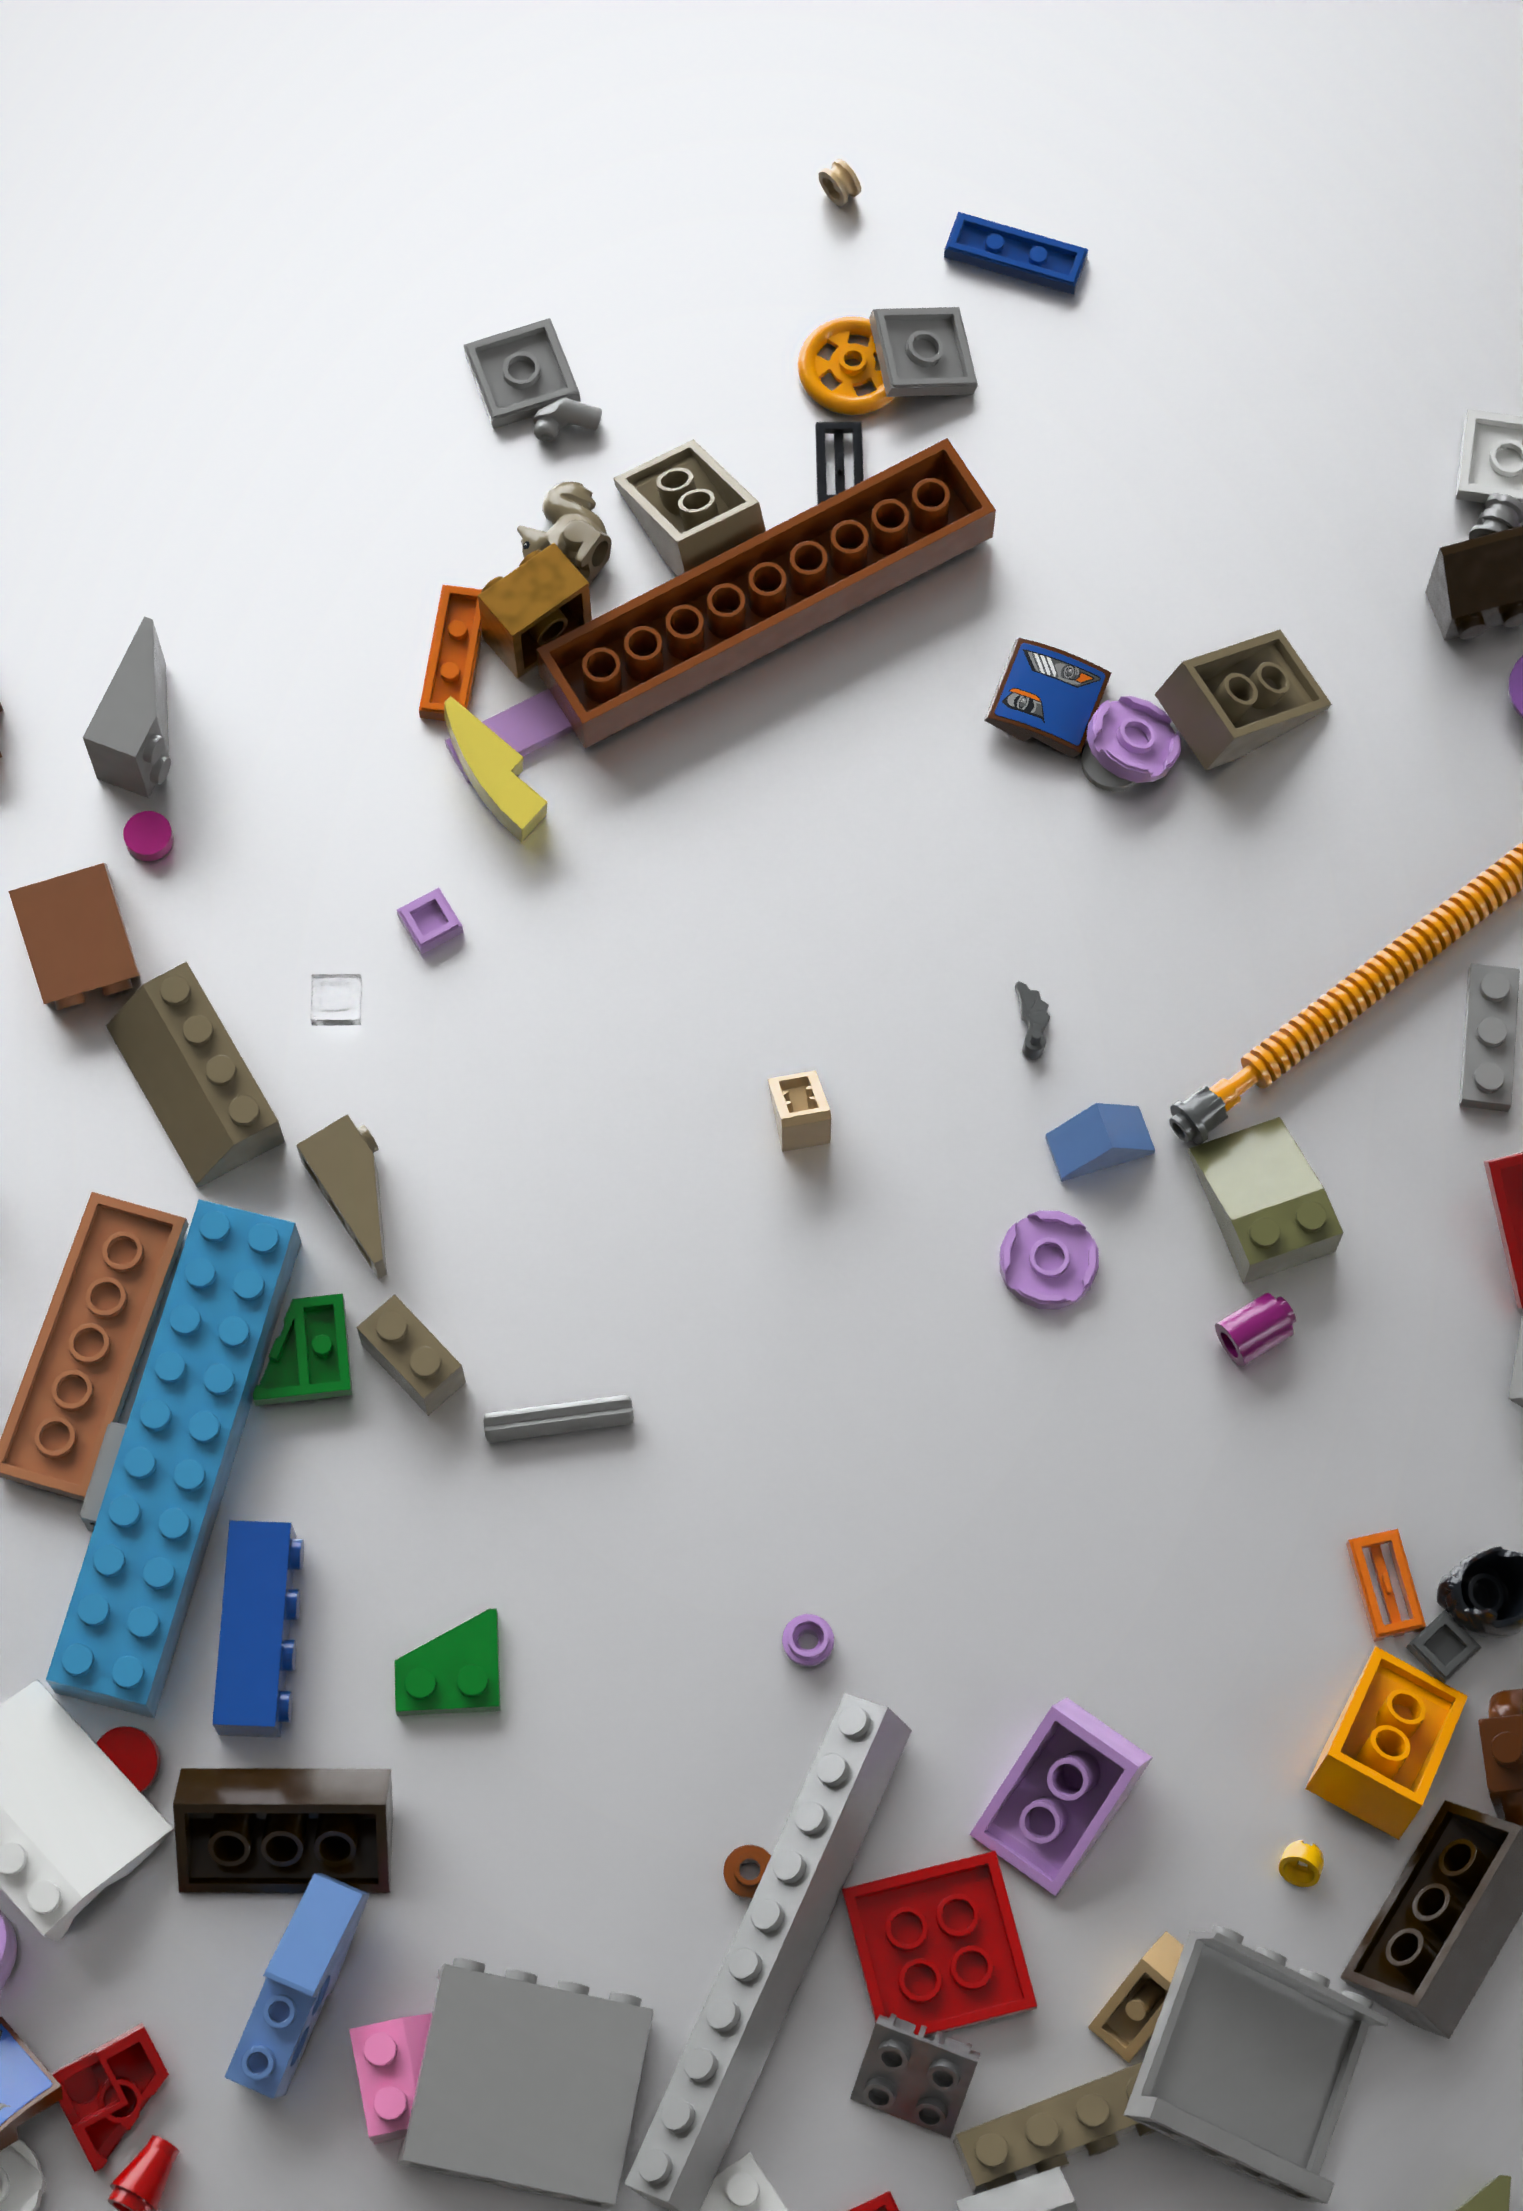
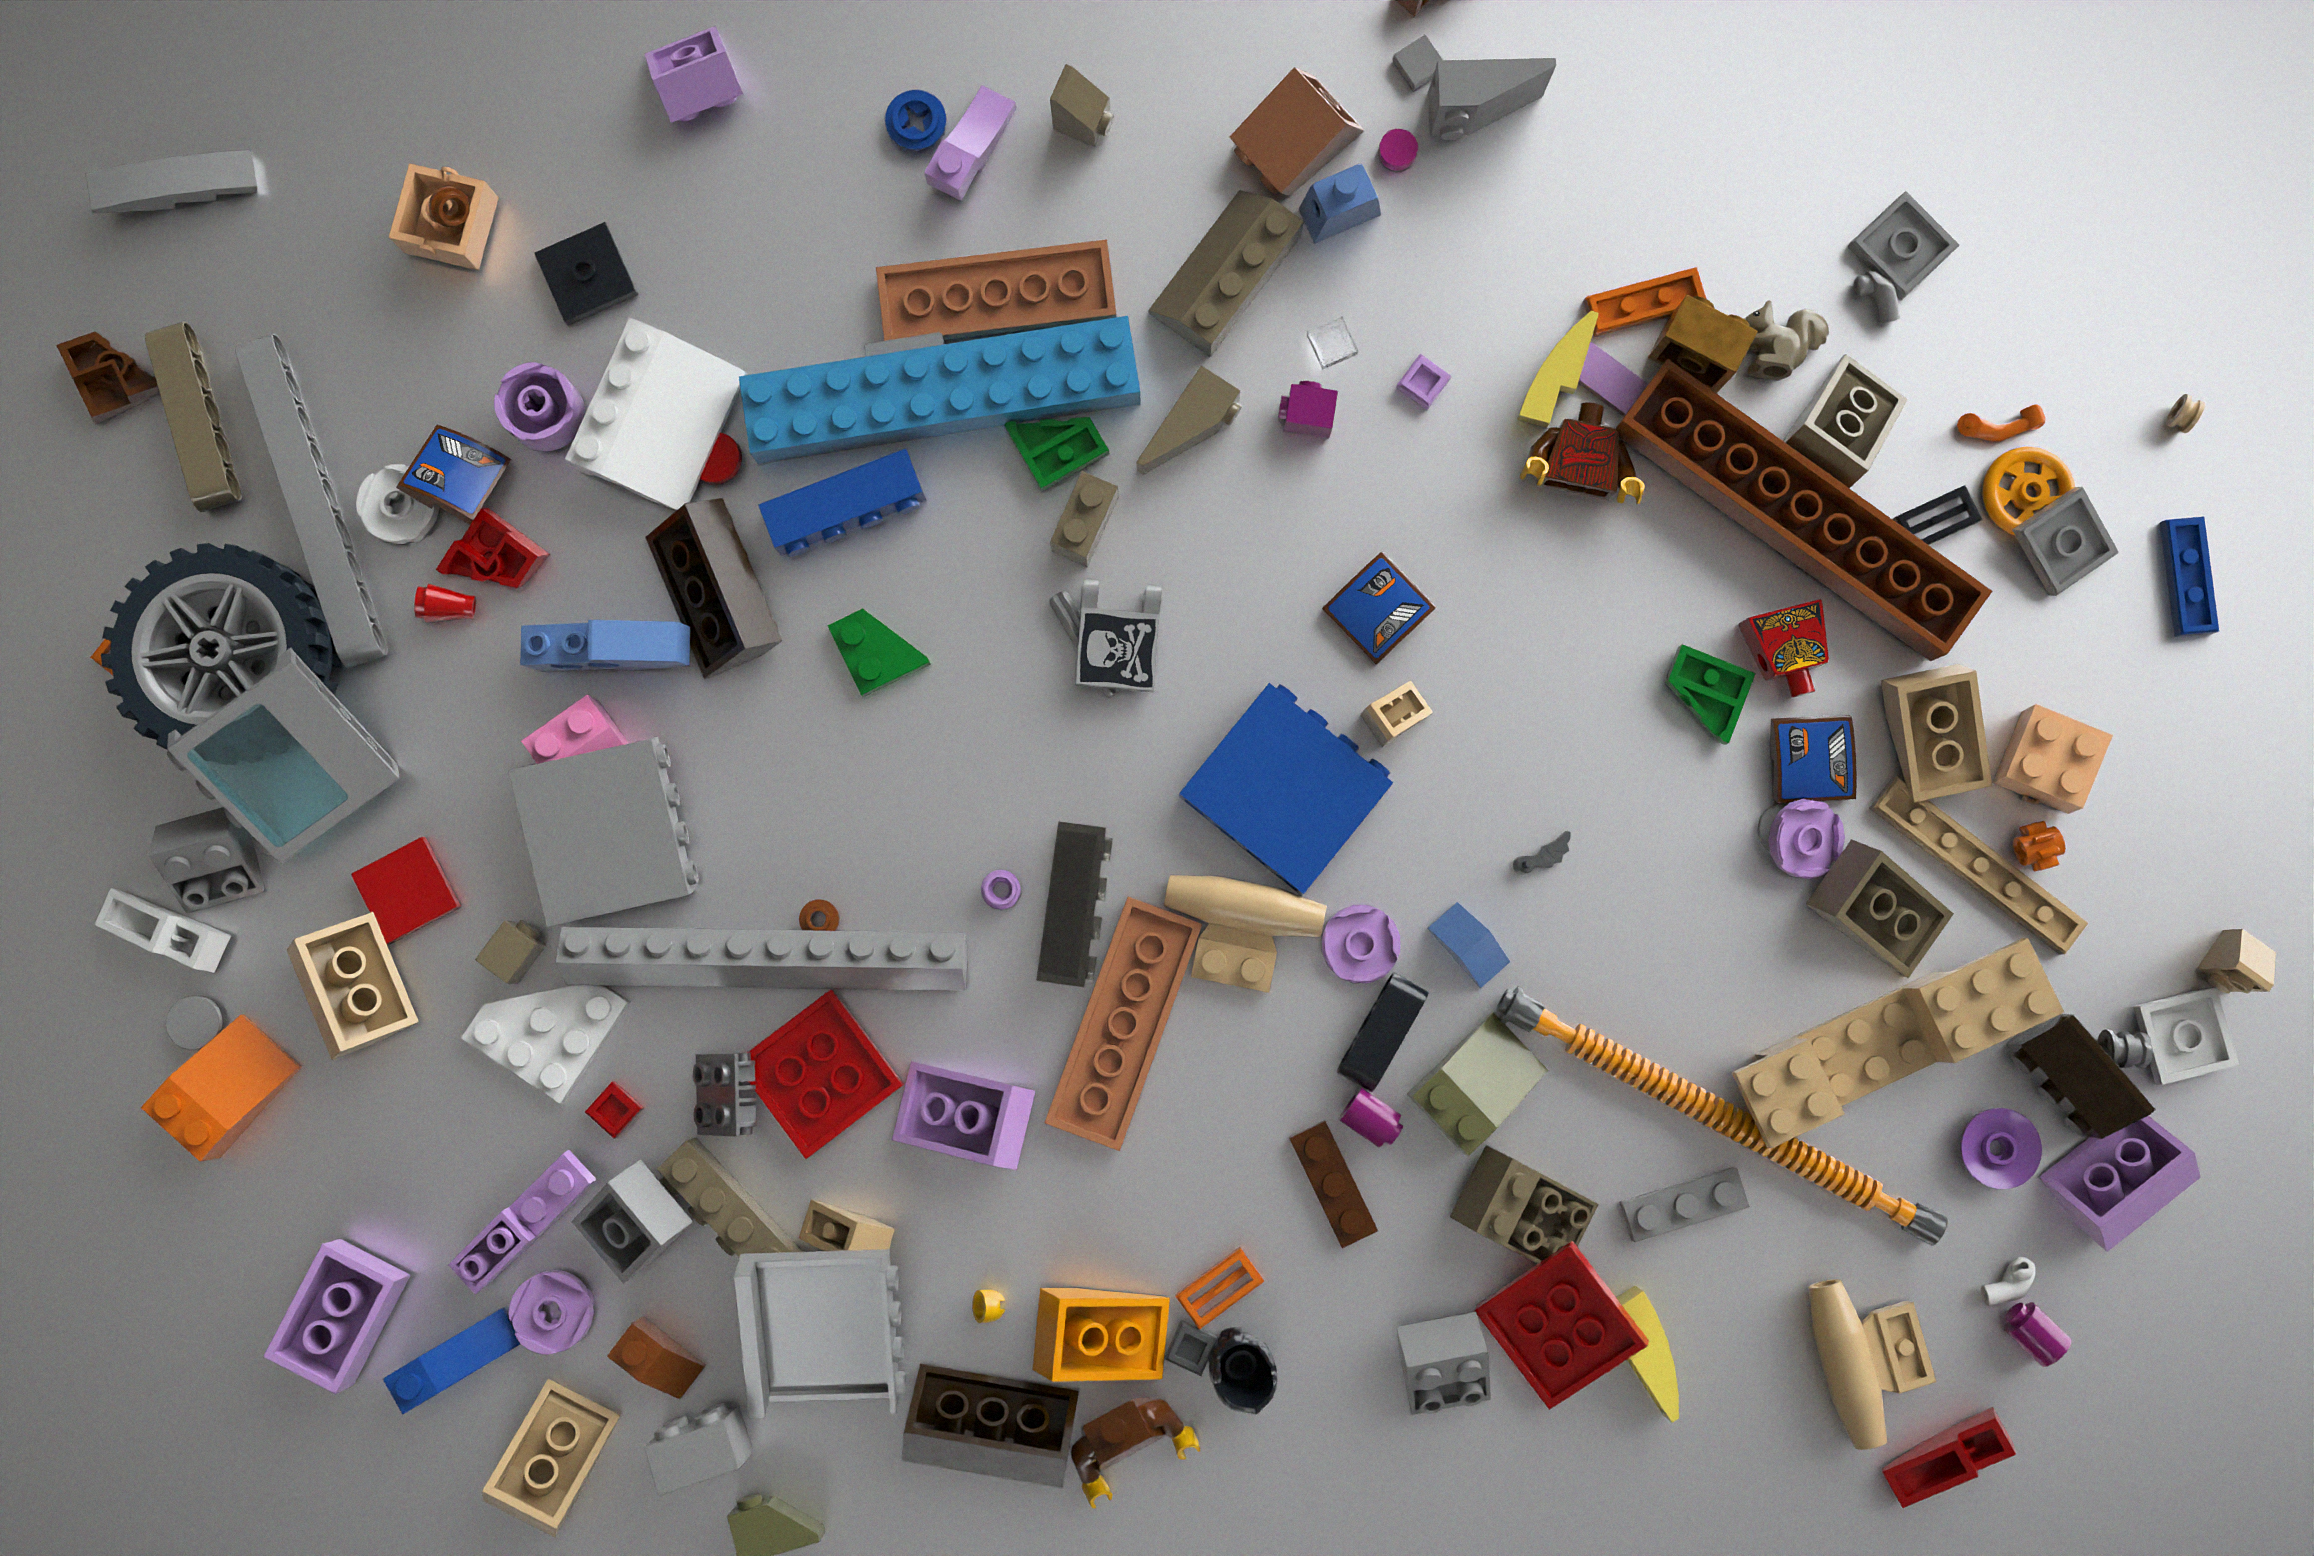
camera: 65 degrees right, 15 degrees up
(59, 772) = (1417, 62): none -> light grey tile
(182, 910) = (1343, 203): none -> medium blue torso
(403, 1053) = (1308, 409): none -> magenta brick
(577, 1381) = (1115, 645): none -> flag
(604, 785) = (1584, 459): none -> reddish brown torso
(669, 1075) = (1379, 607): none -> slope
(755, 387) = (1976, 427): none -> orange piece
(834, 1262) = (1286, 787): none -> blue panel
(863, 1560) = (1072, 904): none -> clear smoke brick
(909, 667) = (1788, 644): none -> torso
(923, 768) = (1710, 689): none -> green wing
(965, 1376) = (1242, 921): none -> tan plate
(1029, 1562) = (1123, 1023): none -> nougat plate
(1073, 558) = (1938, 731): none -> tan slope
(1154, 461) = (2052, 759): none -> light nougat brick
(1161, 1275) = (1382, 1032): none -> black beam
(1236, 584) = (1980, 866): none -> tan tile
(1242, 514) = (2039, 846): none -> orange gear
(1315, 1406) = (1333, 1184): none -> reddish brown plate
(1387, 702) = (1892, 1036): none -> tan bracket
(1423, 1208) = (1521, 1207): none -> dark tan slope
(1451, 376) = (2239, 963): none -> tan slope

